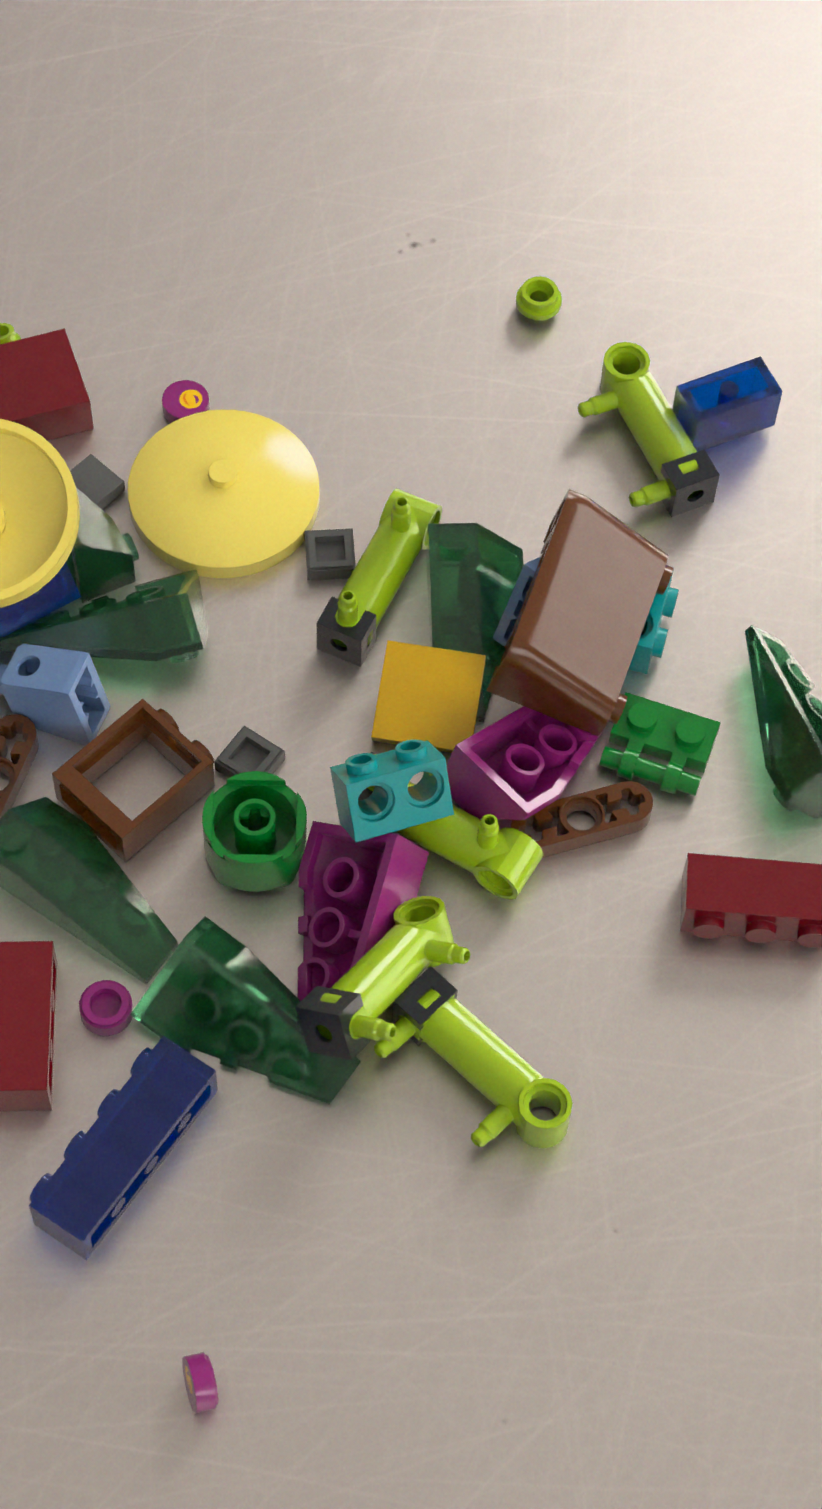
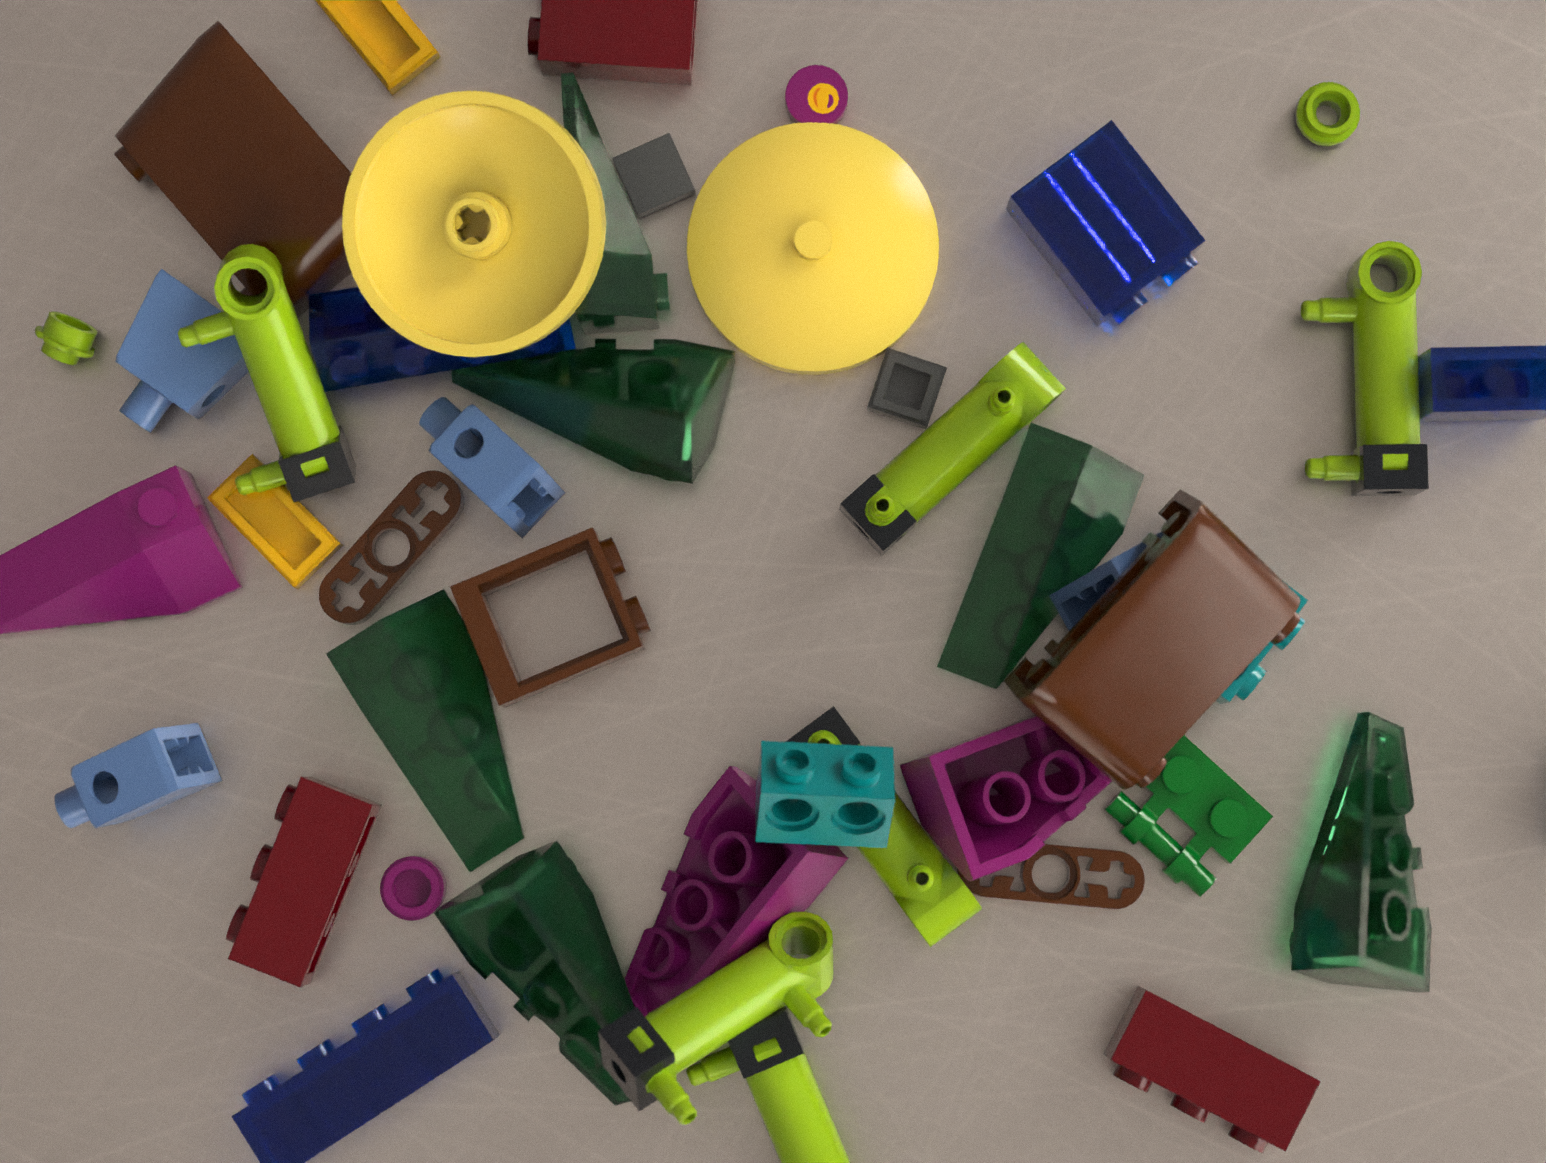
camera: 30 degrees right, 25 degrees up
(249, 753) = (697, 635): dark grey tile -> none
(254, 832) = (624, 766): green brick -> none
(421, 406) = (1106, 226): none -> clear blue brick
(428, 695) = (938, 646): yellow tile -> none

